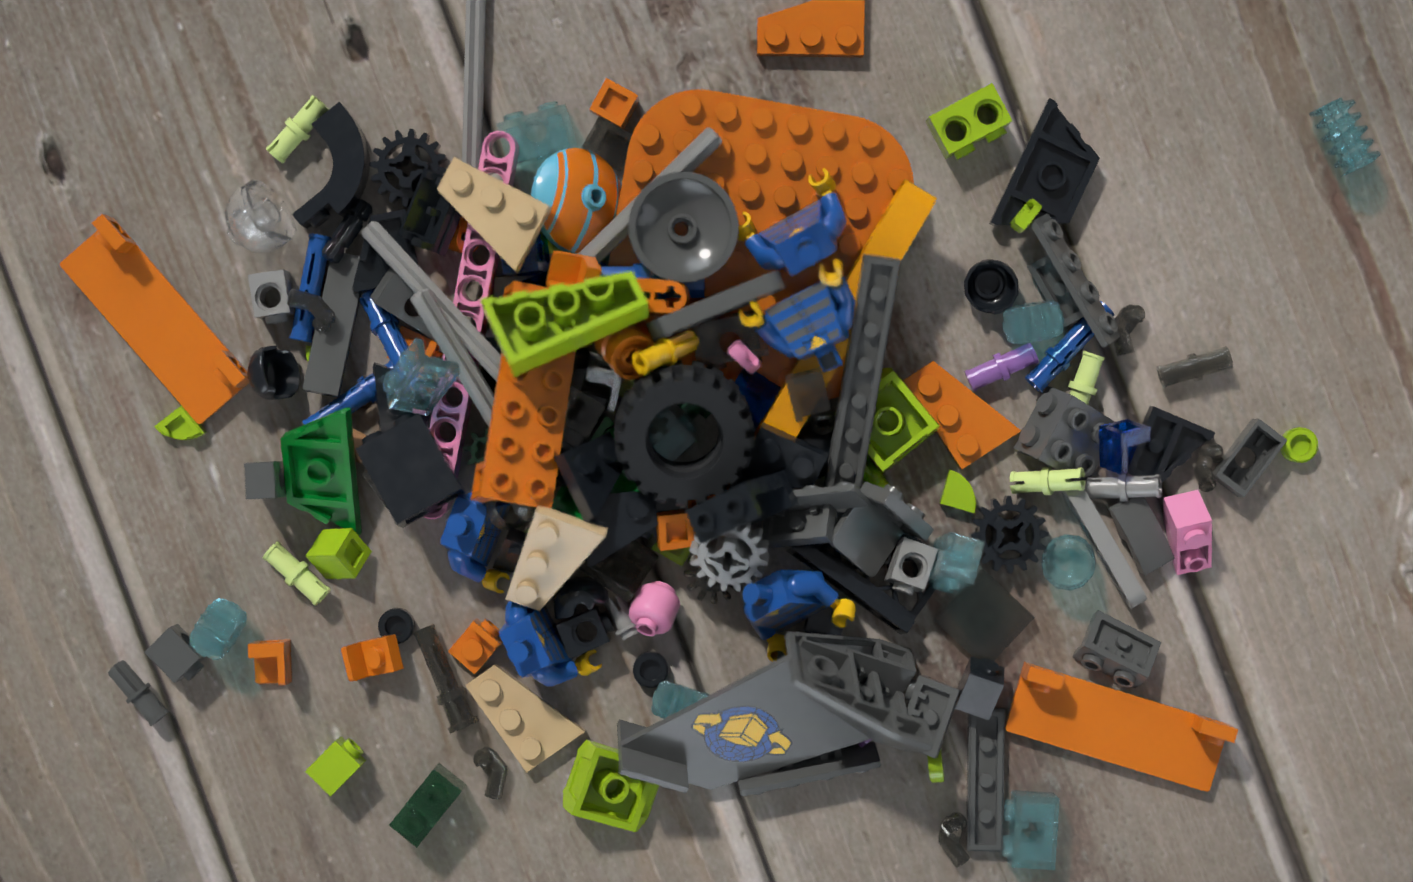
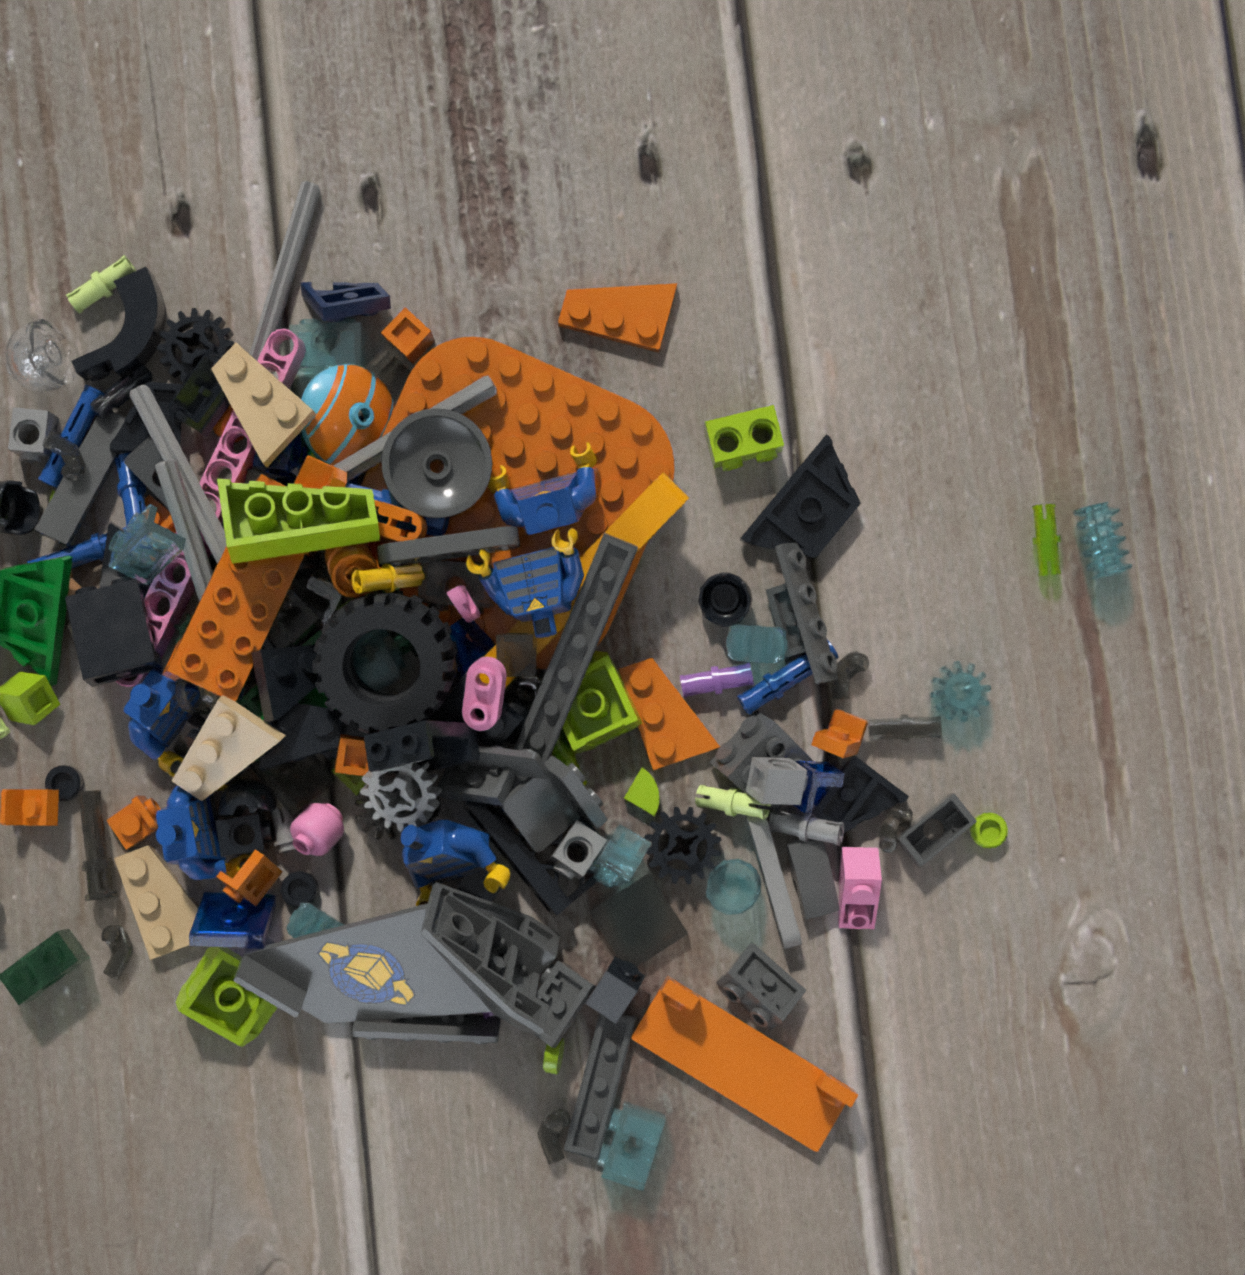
camera: 15 degrees right, 5 degrees down
(543, 84) = (346, 300): none -> dark blue wing
(598, 715) = (230, 924): none -> clear blue tile
(606, 672) = (251, 880): none -> orange bracket
(788, 442) = (484, 696): none -> bright pink plate
(1025, 215) = (774, 539): lime tile -> none
(1086, 377) = (796, 711): yellowish green pin -> none
(1087, 451) = (776, 781): none -> light grey brick
(1136, 389) = (842, 736): none -> orange bracket
(1232, 327) = (948, 695): none -> clear light blue gear
(1289, 148) = (1046, 539): none -> clear neon green pin

